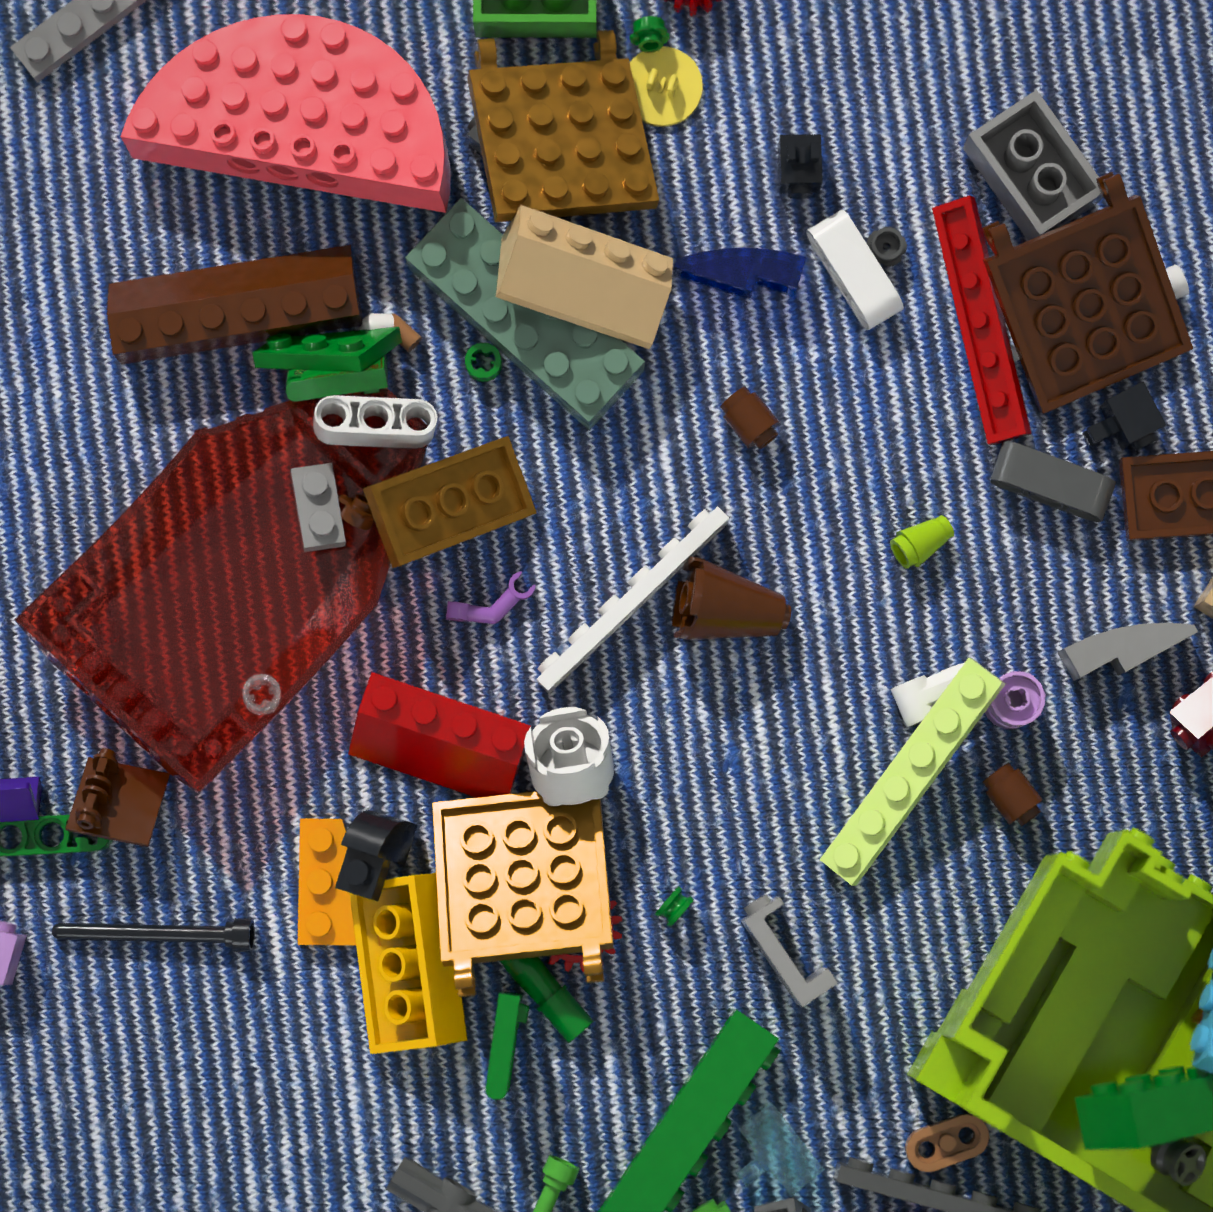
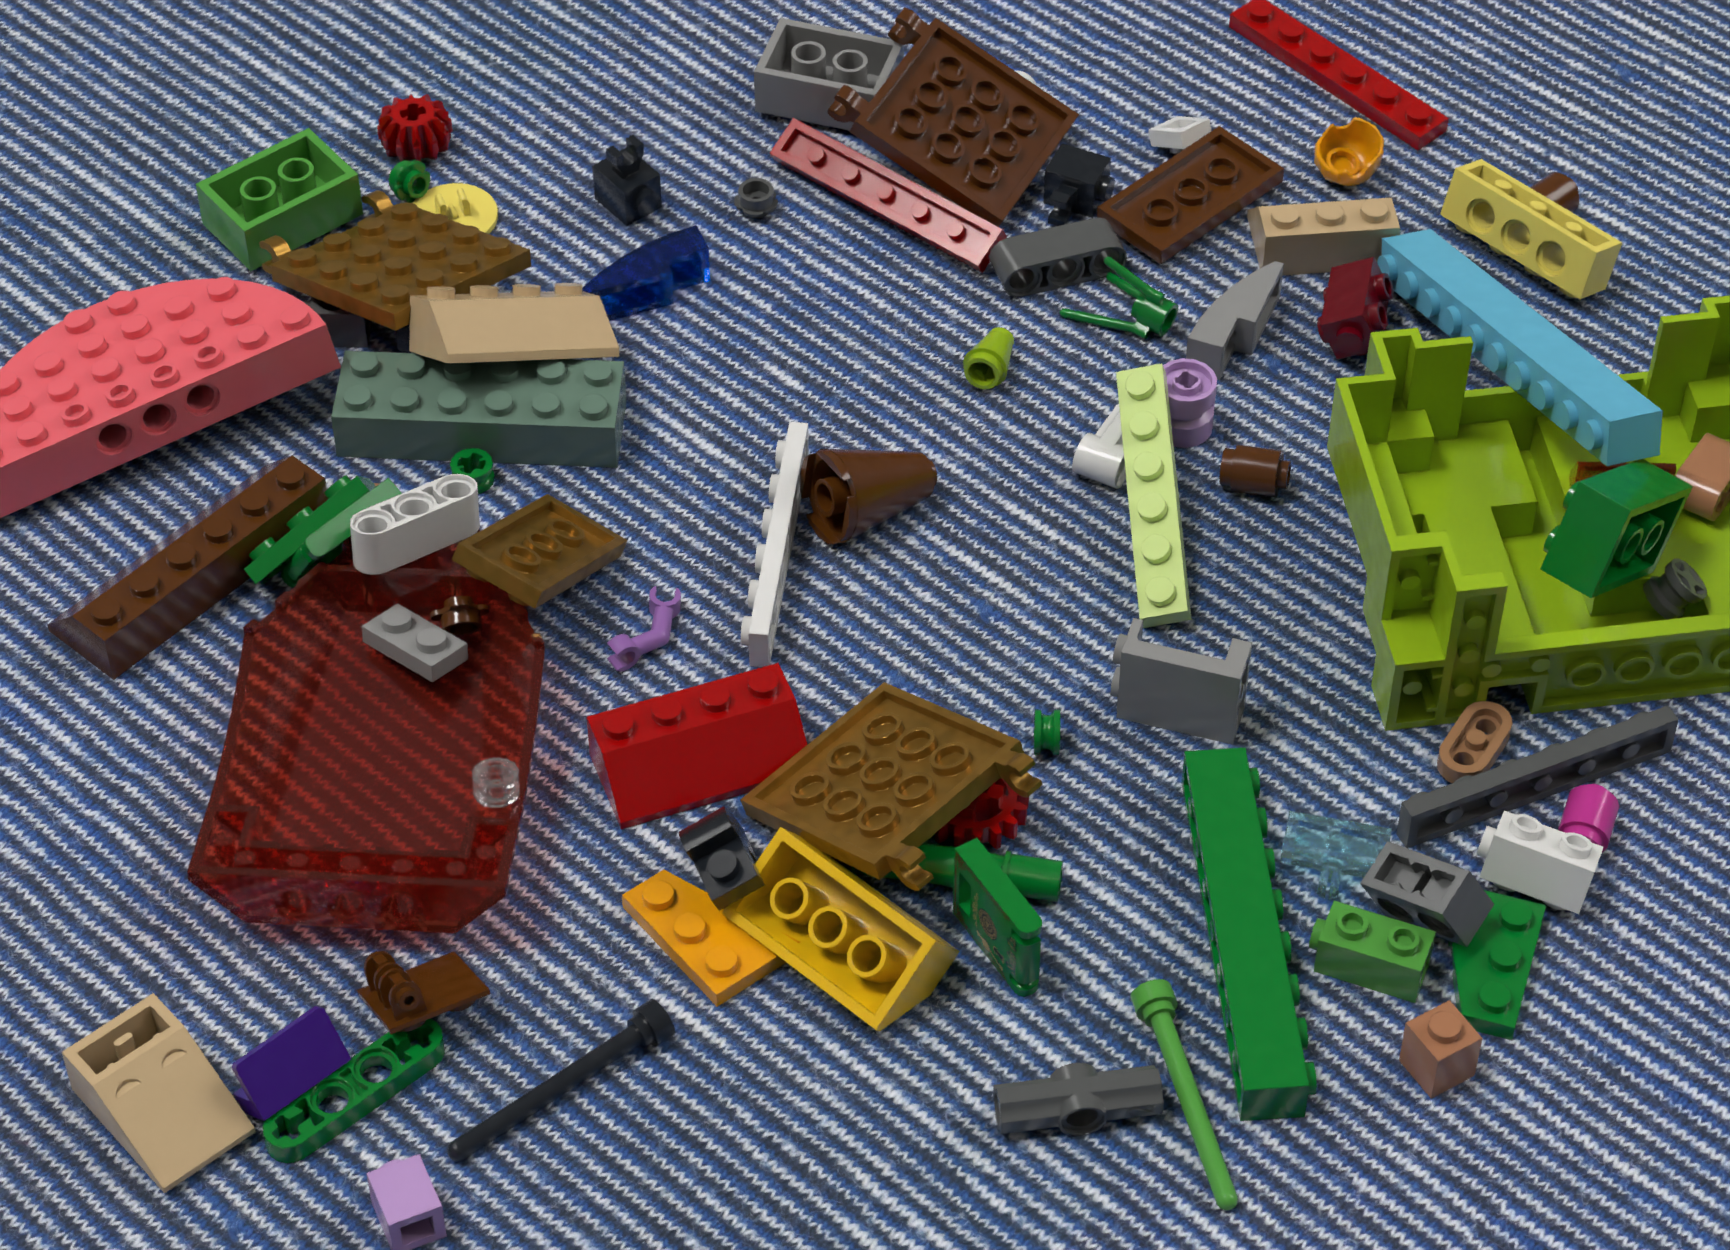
camera: 40 degrees left, 35 degrees down
(569, 757) = (838, 667): white brick -> none
(750, 418) = (755, 364): reddish brown brick -> none
(855, 269) = (747, 223): white beam -> none
(1075, 587) = (1150, 308): none -> green plant

